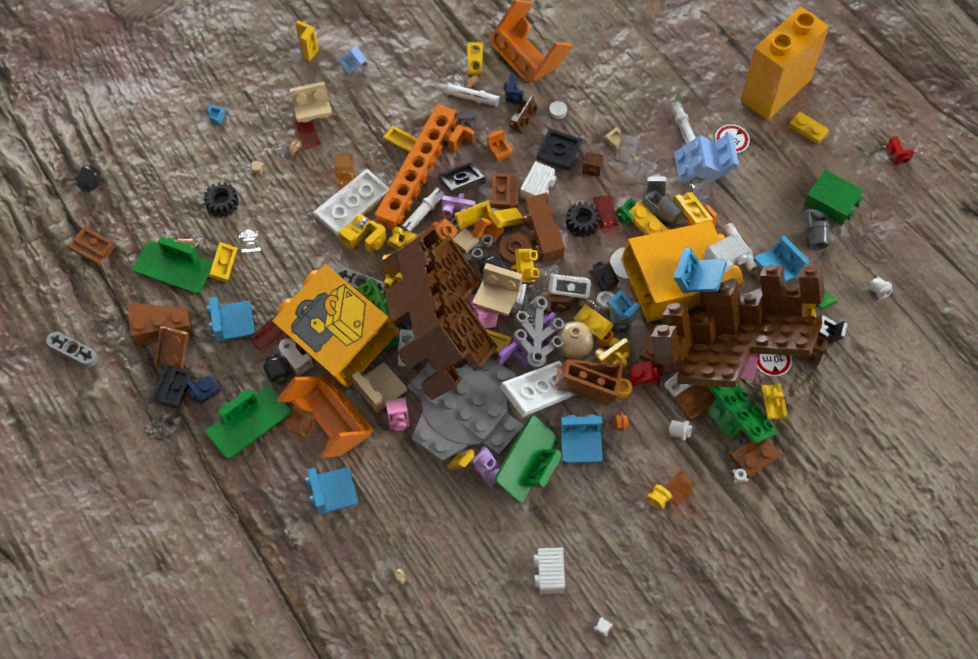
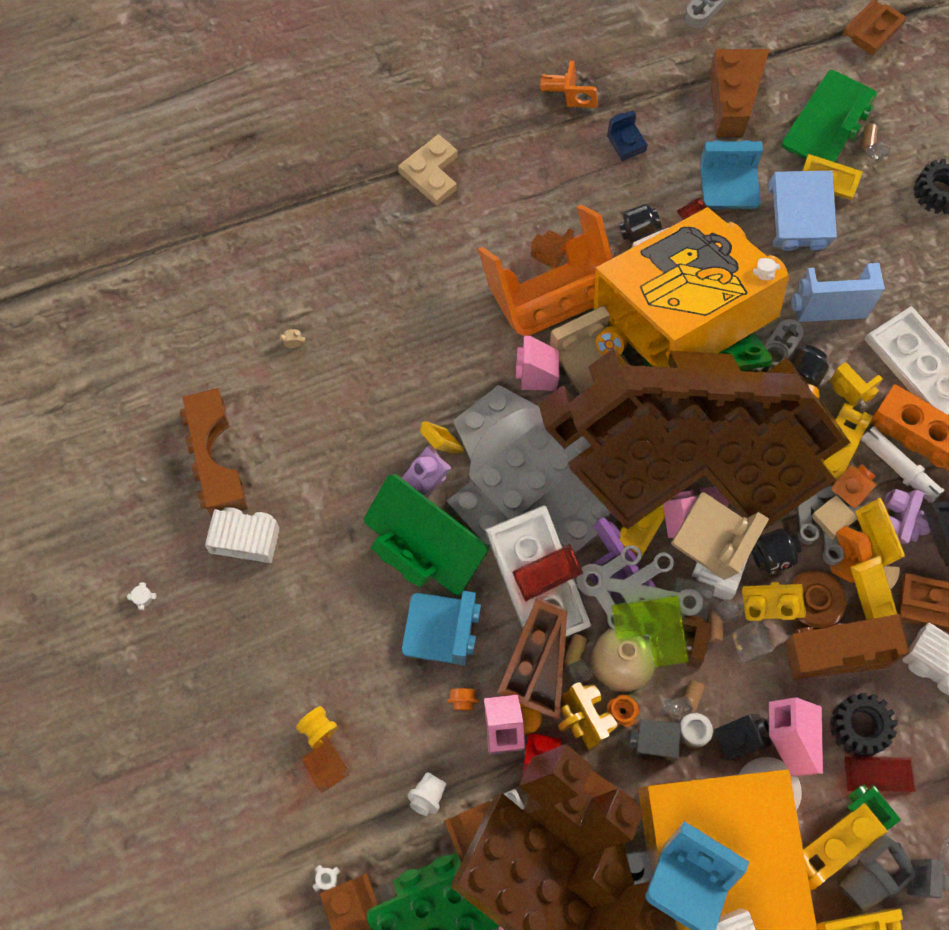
camera: 100 degrees right, 5 degrees up
(163, 432) = (566, 84): none -> orange bracket
(171, 347) = (692, 98): dark orange plate -> none
(172, 386) = (635, 95): black plate -> none
(246, 420) = (567, 177): green bracket -> none
(246, 519) = (425, 169): none -> tan plate
(249, 241) = (864, 213): clear tile -> none
(254, 272) = (803, 209): none -> light blue panel
(313, 236) = (837, 298): none -> light blue panel
(325, 275) = (766, 269): none -> white piece
(331, 490) = (439, 266): dark azure bracket -> none
(355, 231) = (869, 358): yellow leg -> none
(368, 263) = (810, 364): none -> black head
(373, 371) = (611, 338): none -> light orange tile
(473, 617) = (206, 420): none -> dark orange arch
(540, 379) = (547, 572): none -> clear red tile
(556, 319) = (658, 619): none -> clear neon green plate
(569, 286) = (724, 665): white brick -> none
(597, 324) = (651, 693): yellow plate -> none
(598, 247) = (797, 735): none -> bright pink slope
(622, 306) = (664, 740): dark azure bracket -> none
(636, 389) = (504, 724): none -> bright pink slope

